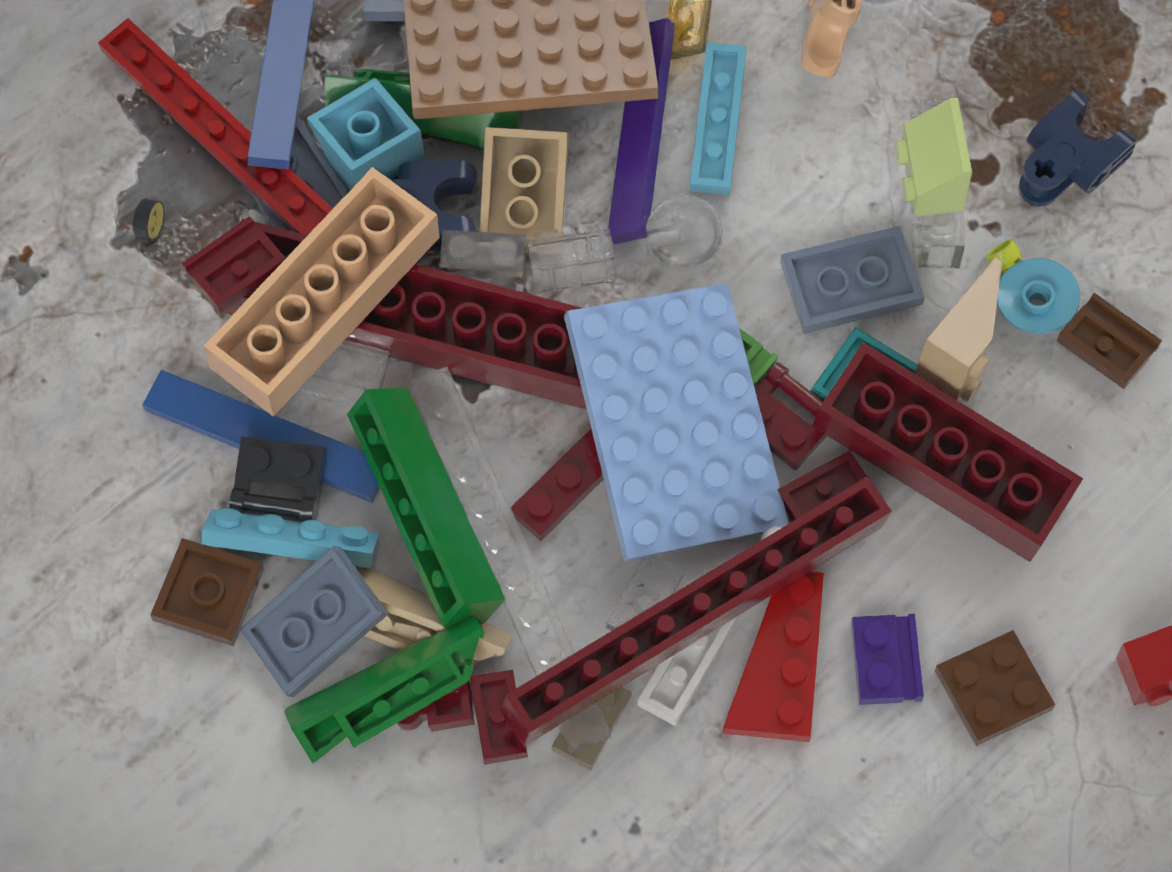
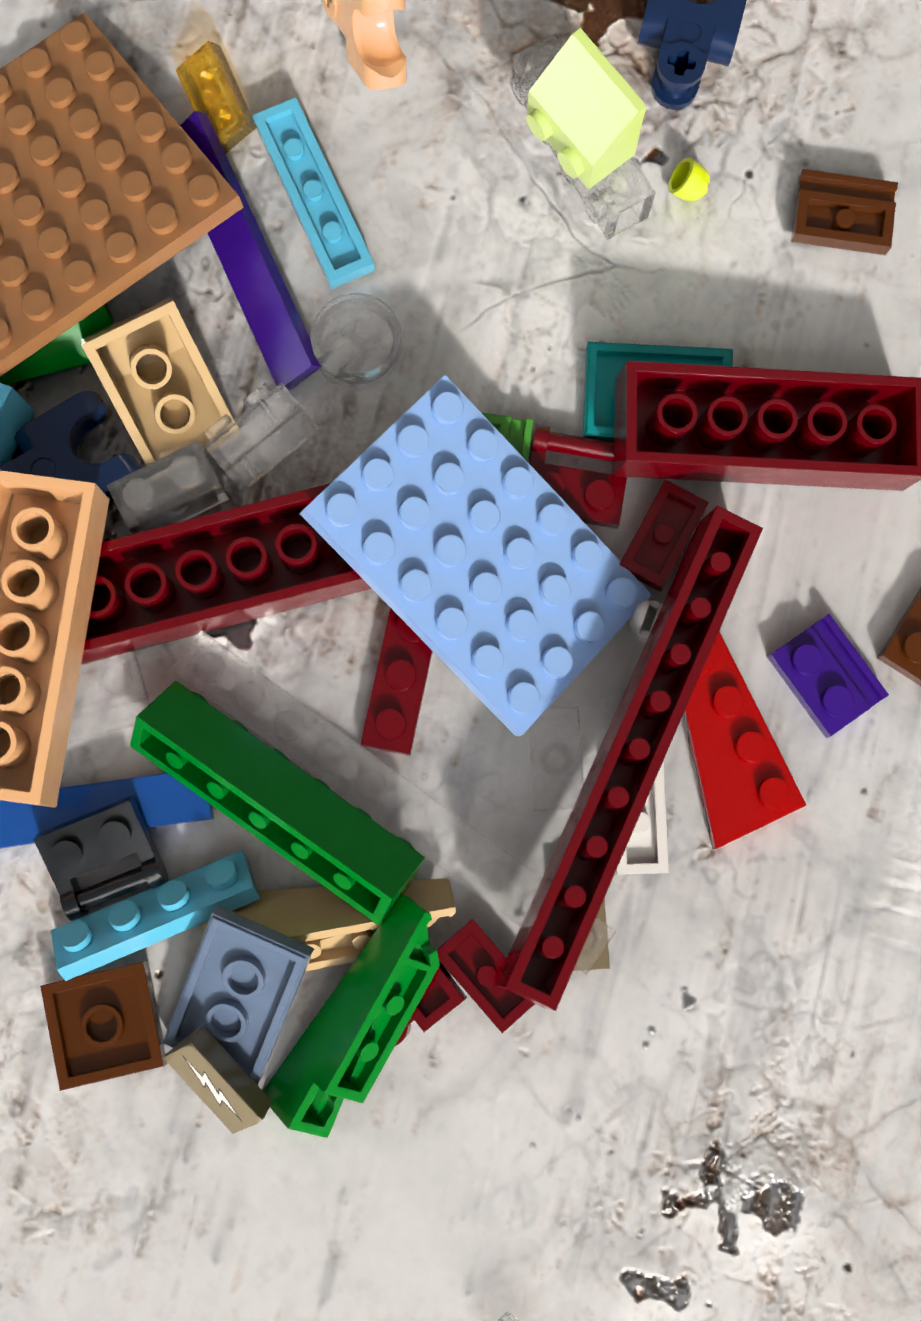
camera: 35 degrees left, 15 degrees up
(262, 673) = (218, 1080): none -> dark tan slope
(852, 279) = (554, 292): sand blue plate -> none
(958, 346) = (721, 293): tan slope -> none
(1038, 280) = (753, 184): medium azure dish -> none

